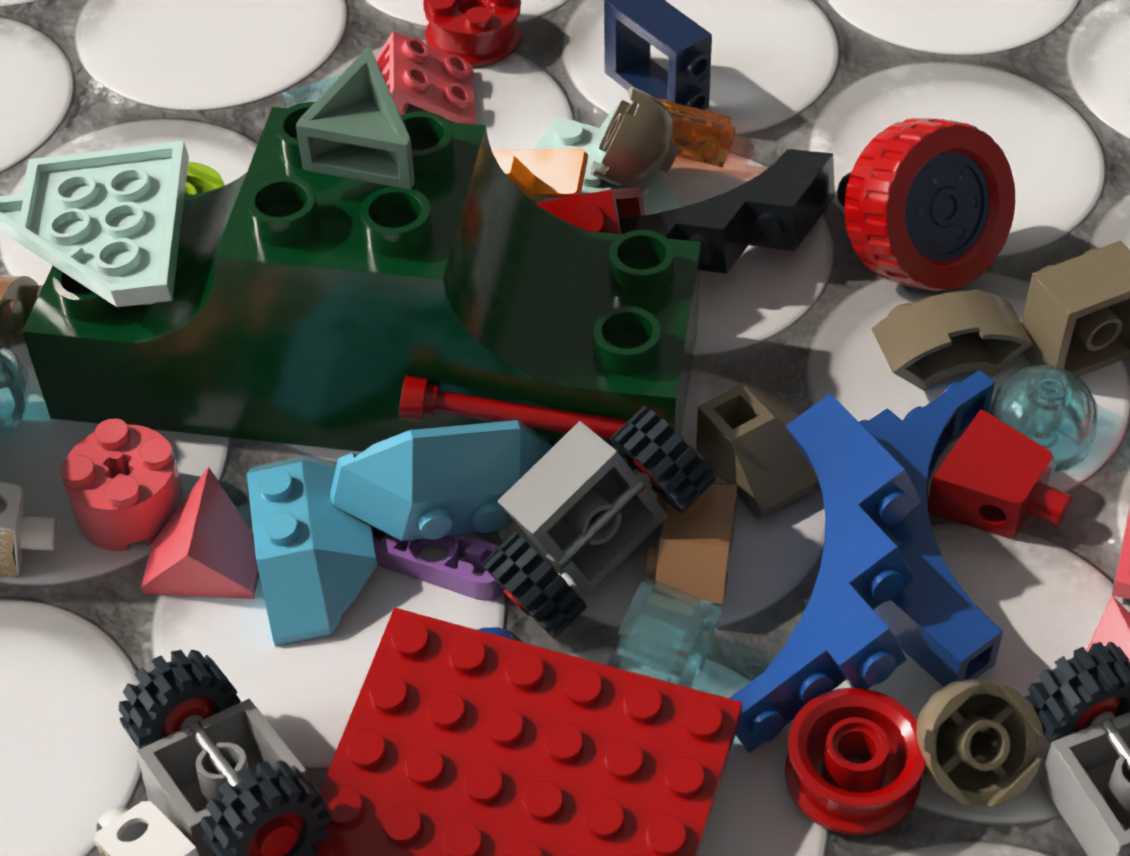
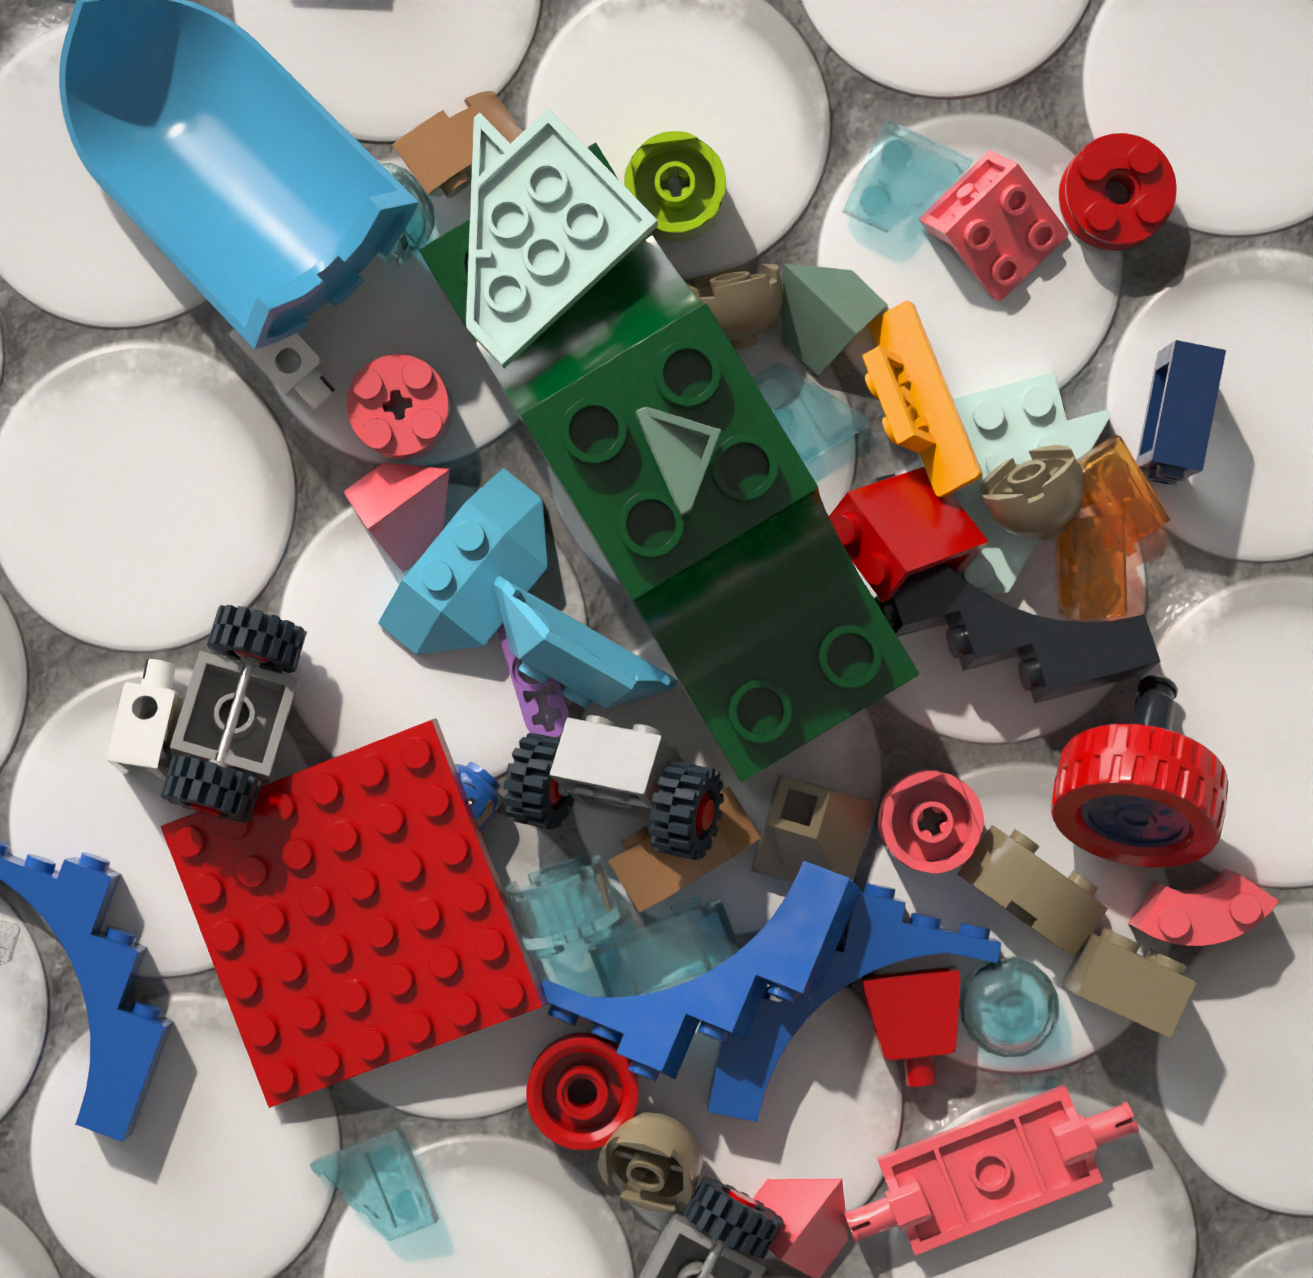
camera: 50 degrees right, 40 degrees up
(425, 400) = (605, 595): red piece -> none
(716, 155) = (1092, 568): none -> clear orange bracket
(775, 594) = (664, 950): none -> clear light blue brick
(831, 352) = (956, 832): none -> coral brick
(1066, 231) = (1205, 914): none -> coral brick

